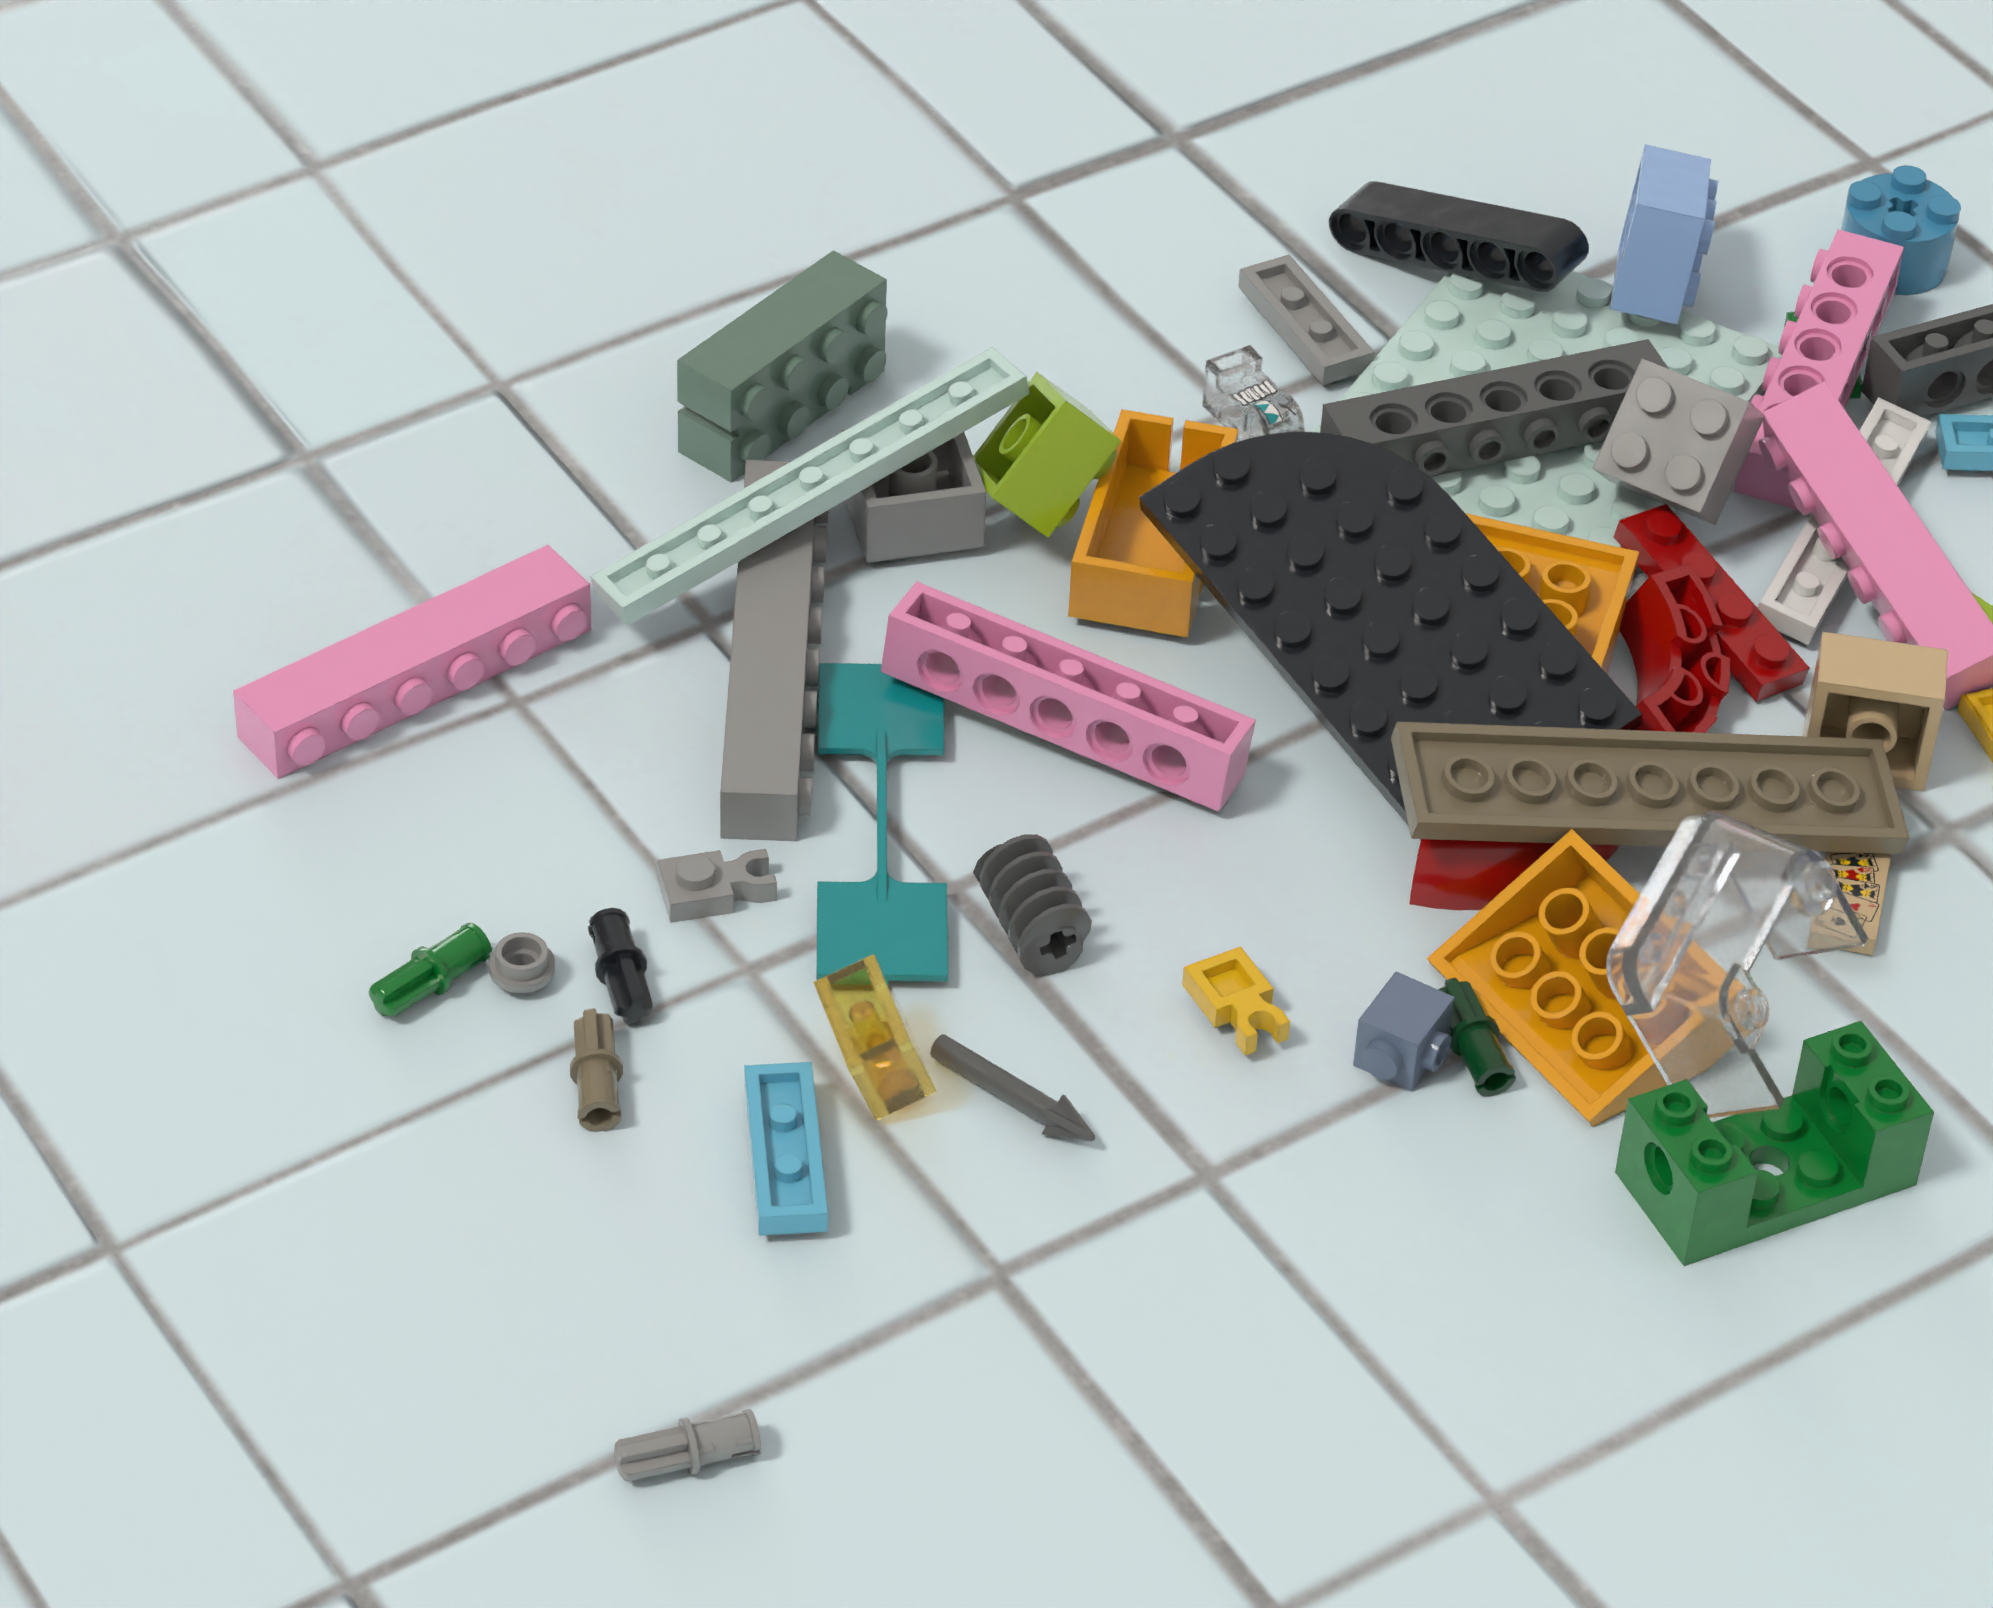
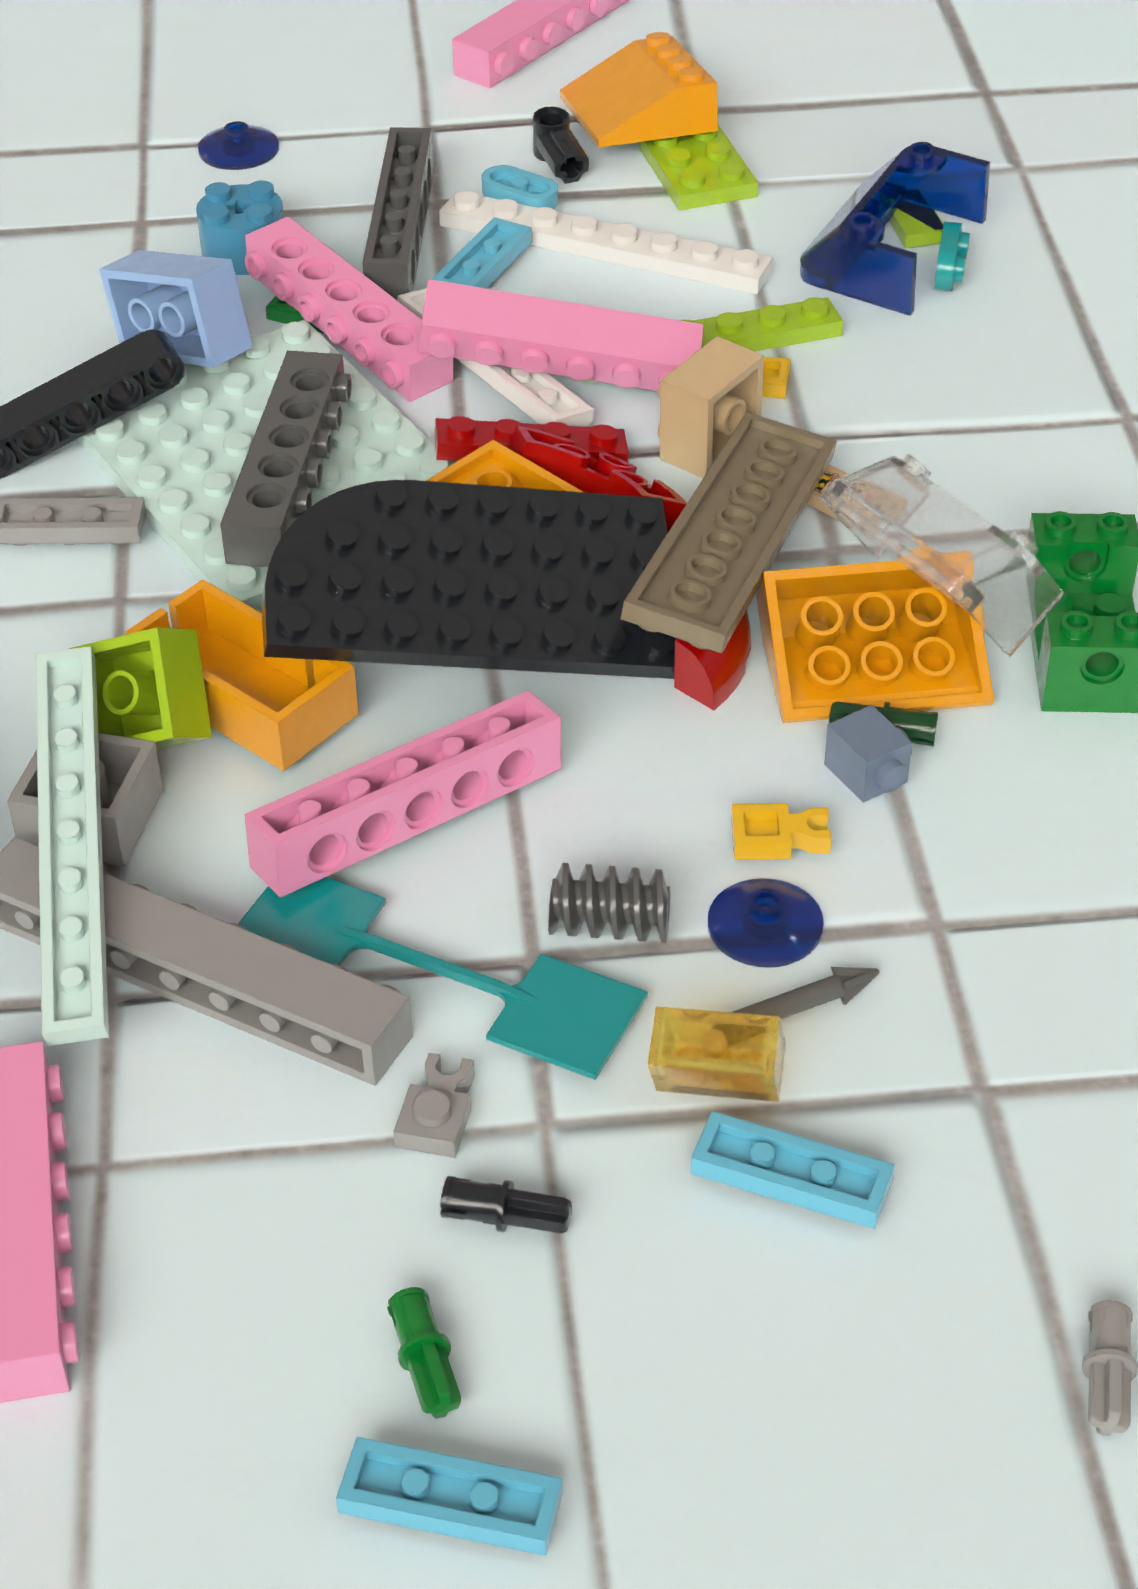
camera: 60 degrees left, 0 degrees up
(292, 1038) = (450, 1495): none -> medium azure plate
(521, 963) = (457, 1264): light grey plate -> none
(596, 1071) = (622, 1270): dark tan axle -> none
(1117, 1040) = (765, 922): none -> clear blue dish
(1246, 398) = (138, 582): clear leg -> none
(1678, 441) = (409, 373): light grey brick -> none

